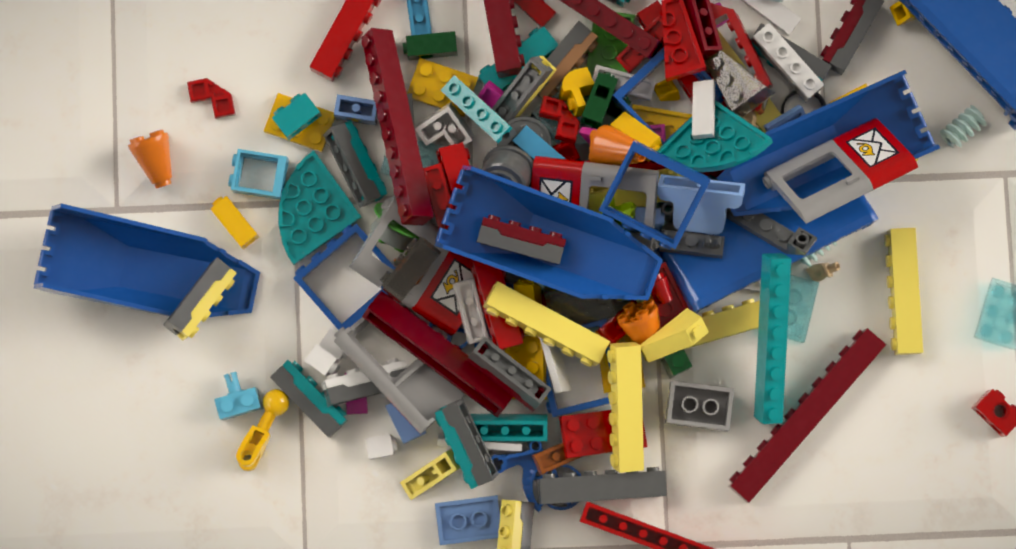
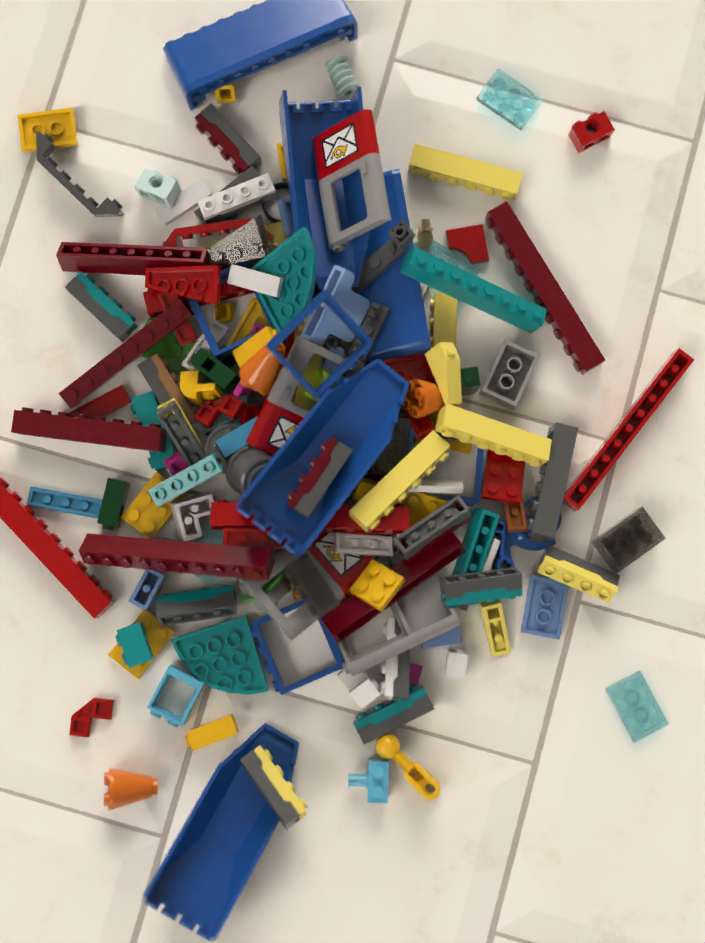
camera: 75 degrees left, 0 degrees up
(433, 336) = (377, 585): none -> yellow plate
(661, 289) = (402, 369): red cone -> none
(830, 322) = (470, 242): none -> red tile

